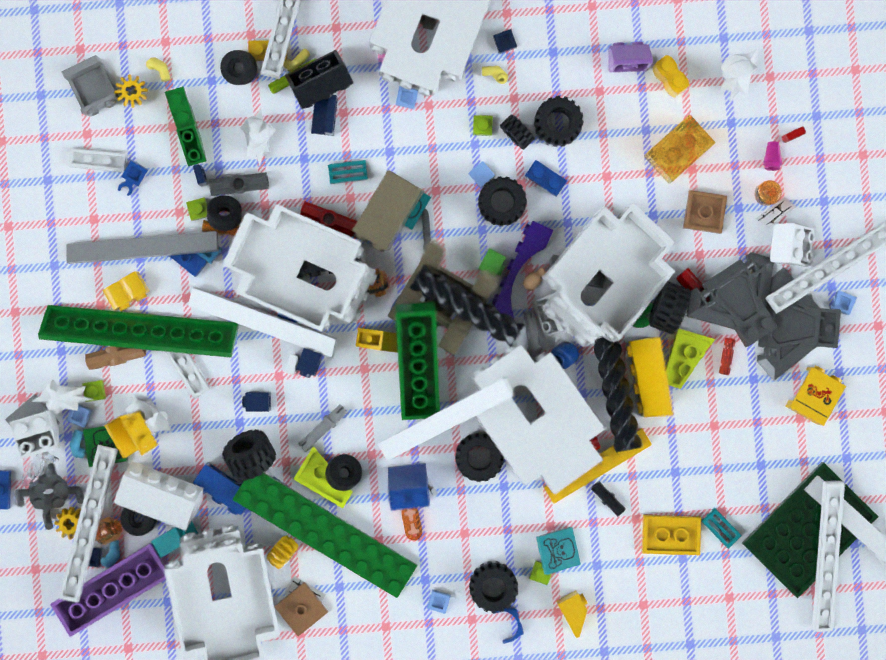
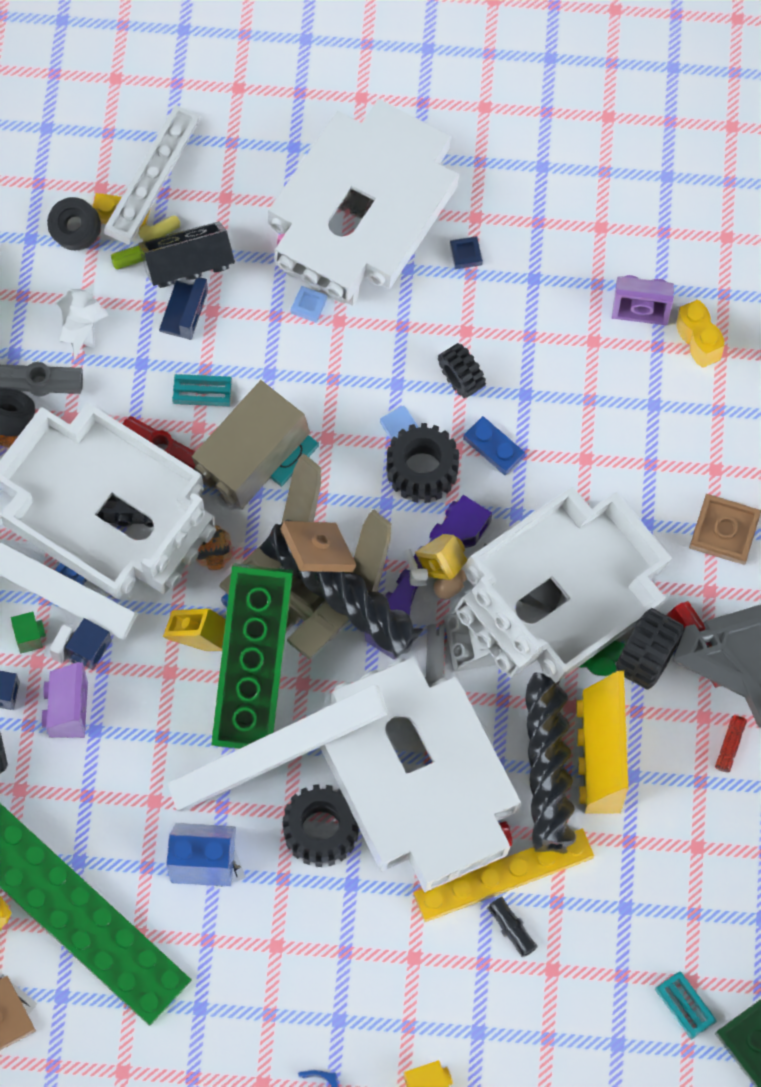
camera: 10 degrees right, 20 degrees down
(269, 360) = (28, 632): none -> green plate
(303, 405) = (66, 702): none -> medium lavender slope
(313, 477) = (69, 821): neon yellow wing -> none
(328, 423) = (90, 743): light grey pin -> none
(336, 480) = (98, 826): black tyre -> none
(407, 524) = (189, 911): clear orange beam -> none
(438, 601) = (215, 1044): light blue tile -> none
(448, 285) = (318, 546): none -> medium nougat plate
(482, 125) = (413, 359): lime plate -> none
(493, 263) = (398, 544): bright green brick -> none
(496, 72) = (445, 290): light yellow arm -> none
(499, 602) = (299, 1004): black tyre -> none
(512, 284) = (417, 576): none -> white hand
(528, 270) = (442, 557): none -> yellow slope
(537, 574) = (387, 1026): lime plate -> none
(558, 105) = (531, 347): black tyre -> none
(558, 550) = (419, 992): teal tile -> none
(565, 354) = (483, 694): blue head -> none
(671, 535) = (604, 1002): yellow tile -> none
(679, 149) = (698, 434): clear yellow brick -> none
(685, 354) = (665, 731): neon yellow wing -> none

